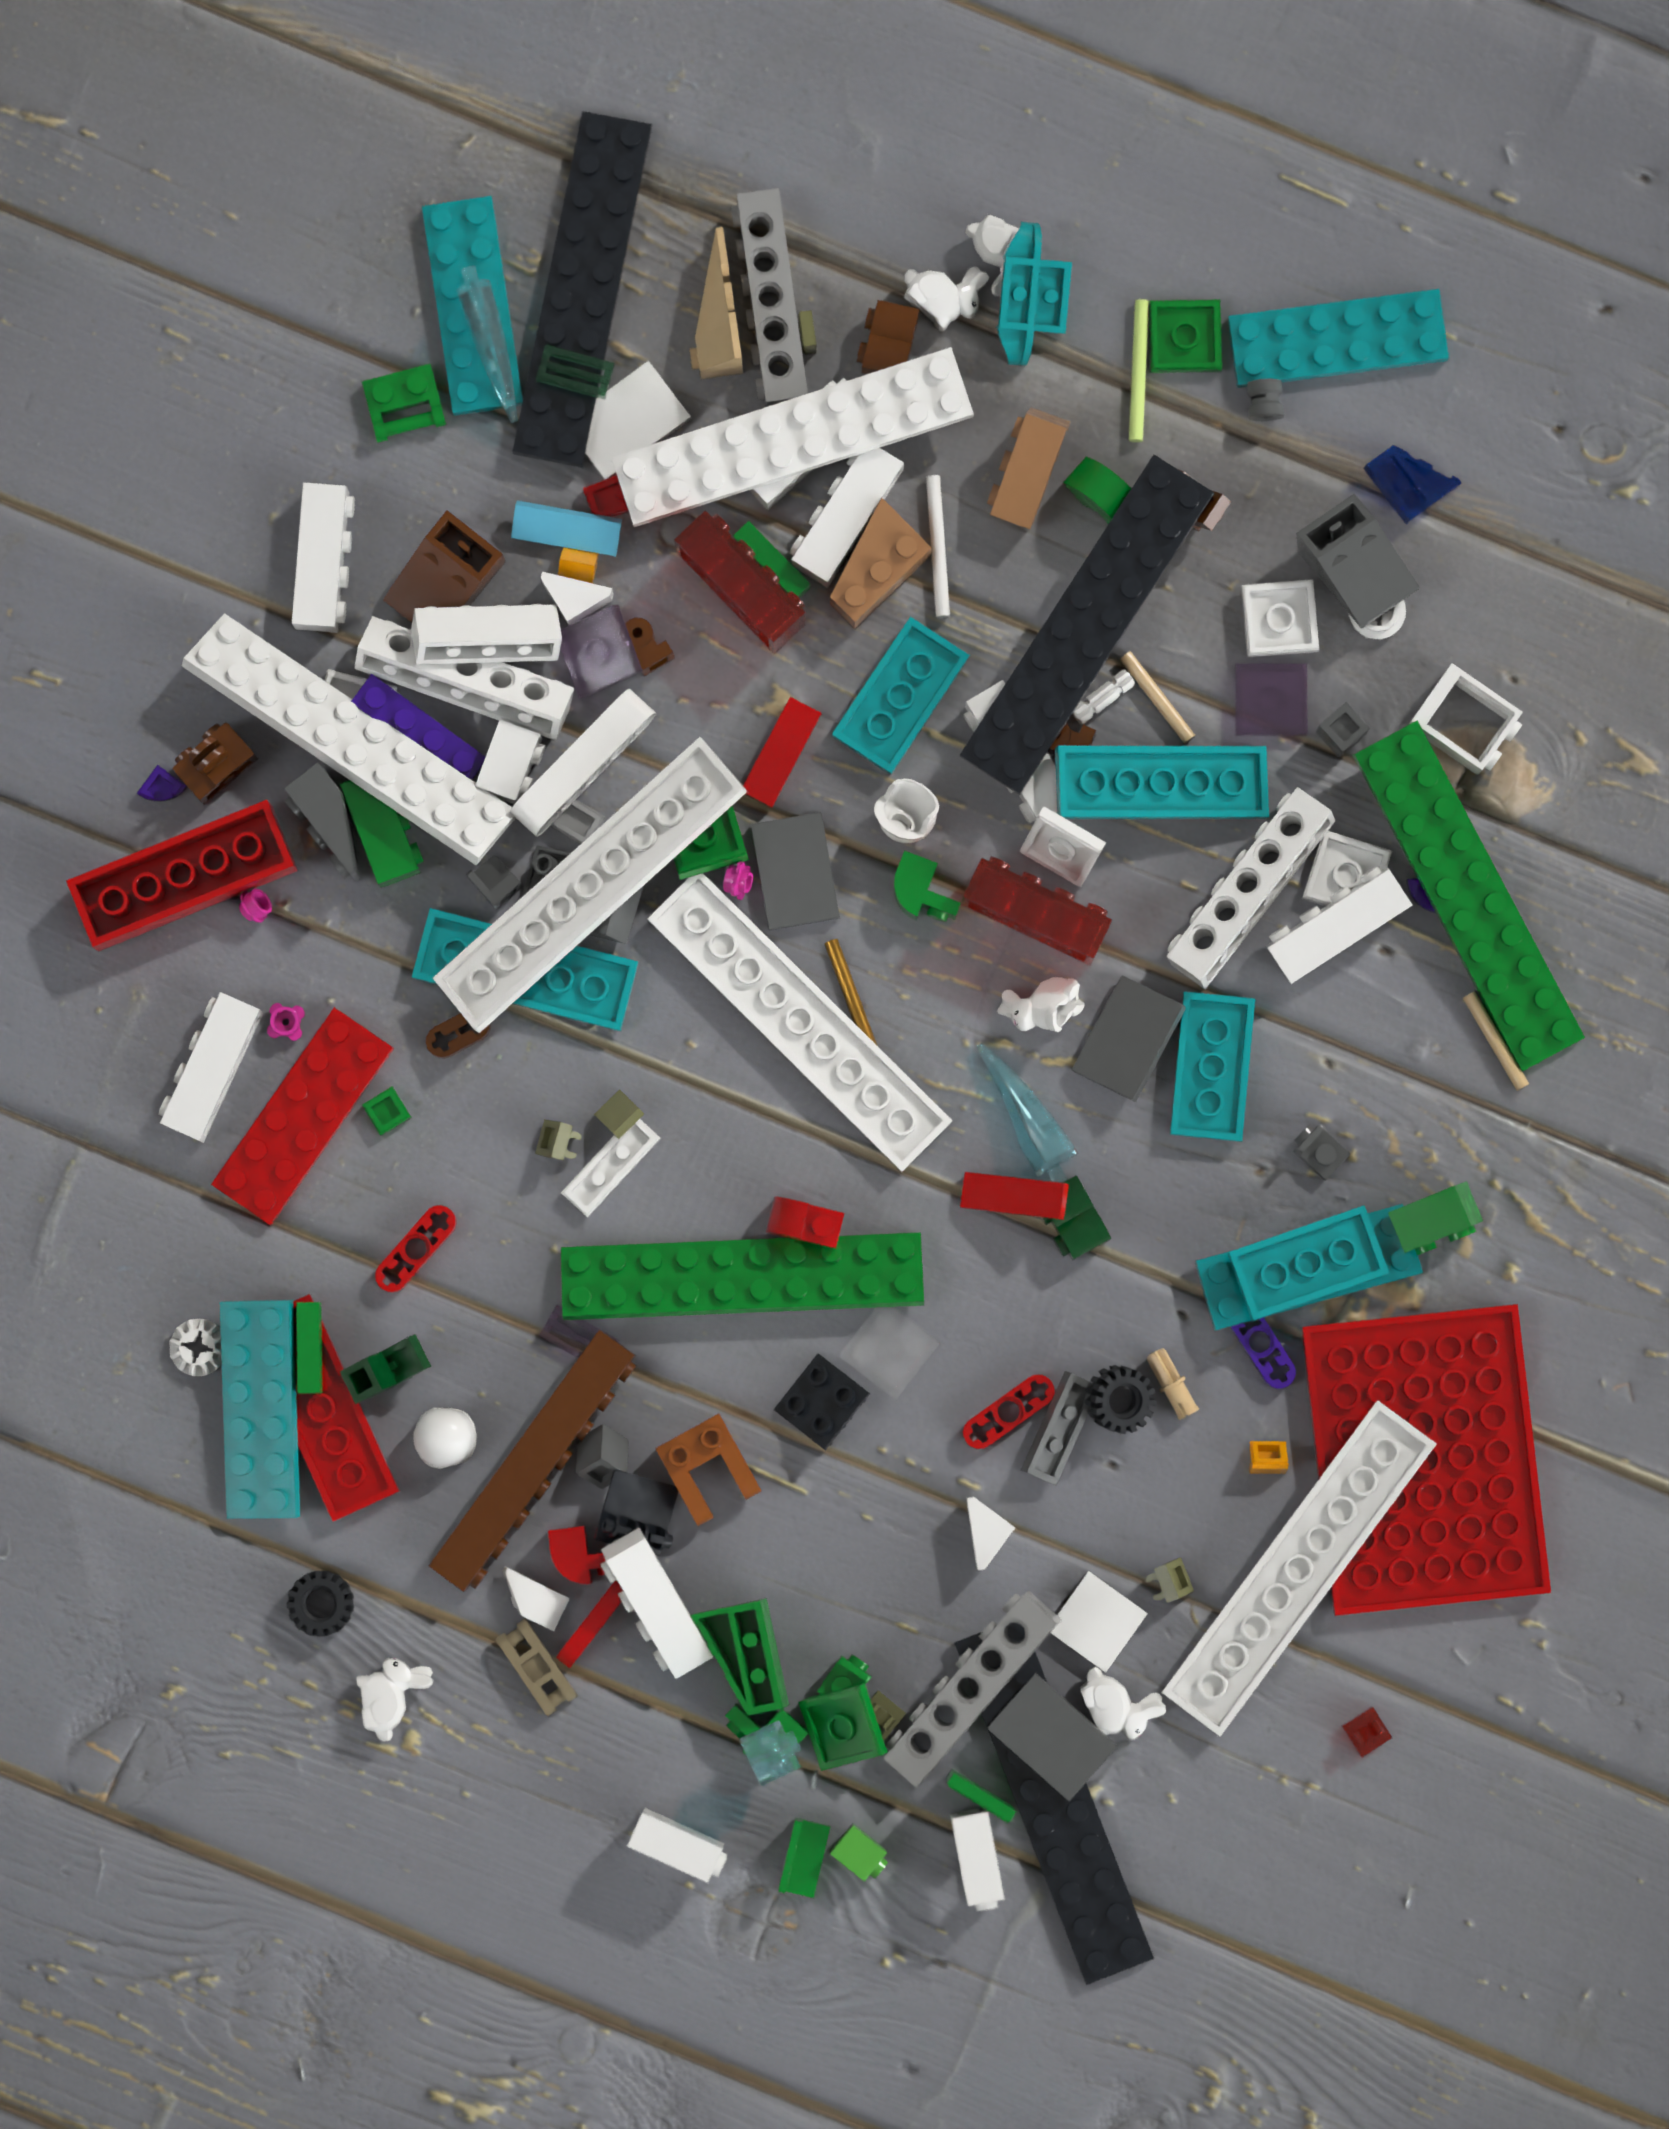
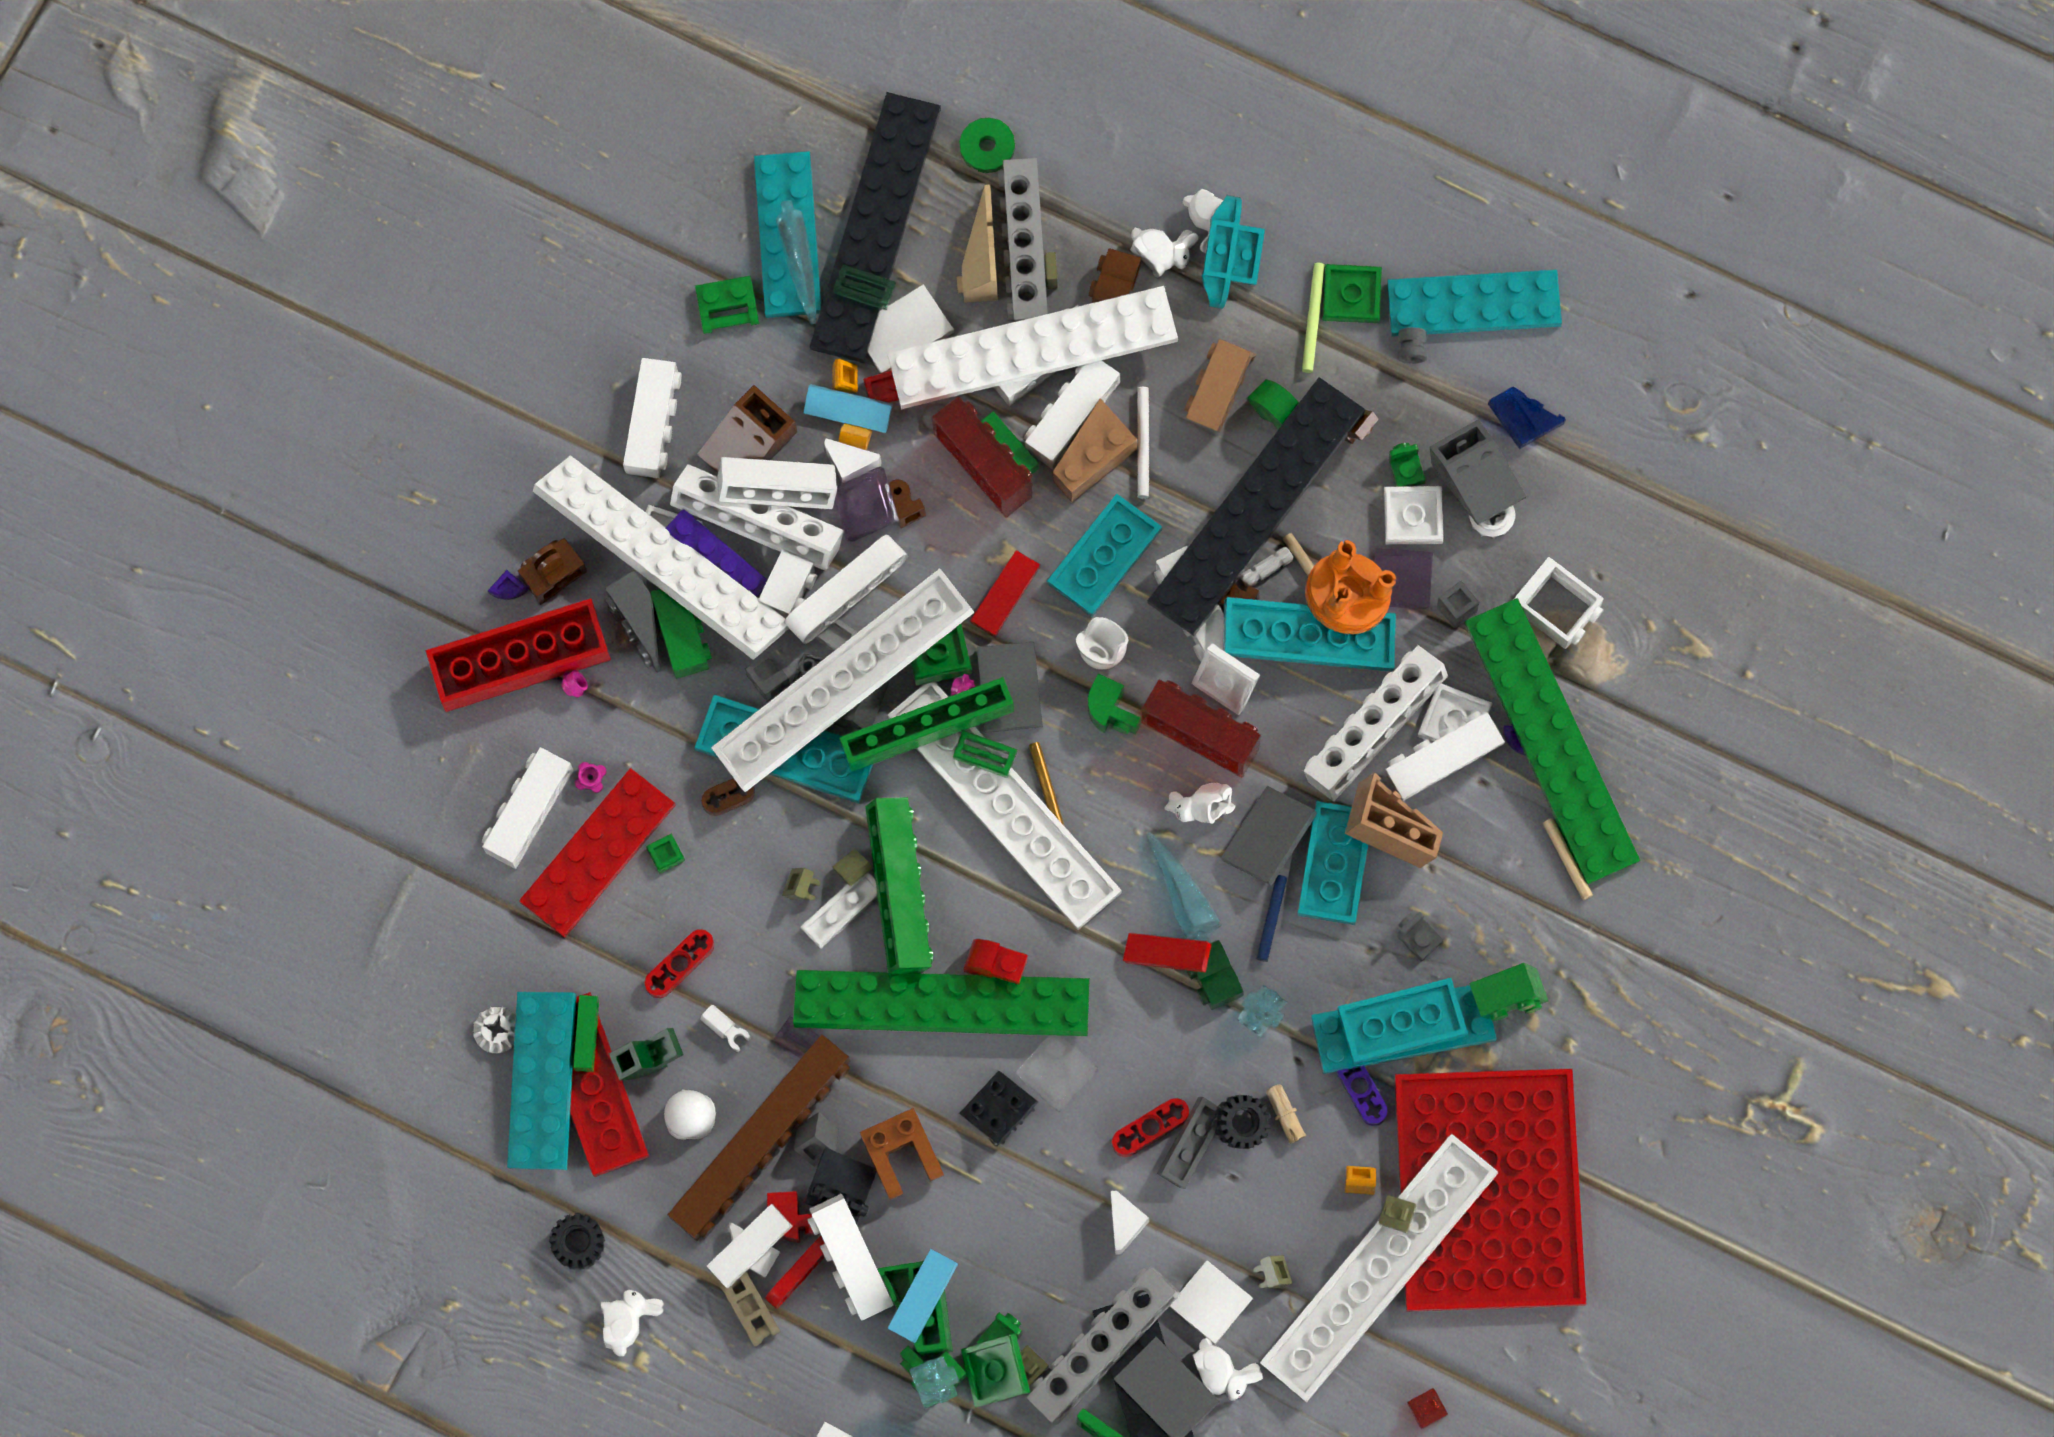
camera: 10 degrees right, 10 degrees down
(476, 1323) = (723, 1026): none -> white bar
(532, 1598) = (749, 1246): none -> white tile
(559, 487) = (844, 376): none -> light orange slope
(678, 1134) = (898, 886): none -> green brick
(698, 932) = (927, 724): none -> green brick
(708, 152) = (982, 130): none -> green tile
(743, 953) = (1004, 772): none -> green tile
(748, 1648) = (922, 1296): none -> medium azure tile
(1135, 1260) = (1262, 1010): none -> clear light blue brick
(1138, 1141) = (1271, 918): none -> dark blue bar
(1207, 725) = (1348, 591): none -> orange piece
(1267, 555) = (1406, 465): none -> green bracket
(1279, 1018) = (1391, 825): none -> medium nougat wedge
(1318, 1504) = (1397, 1214): none -> olive tile

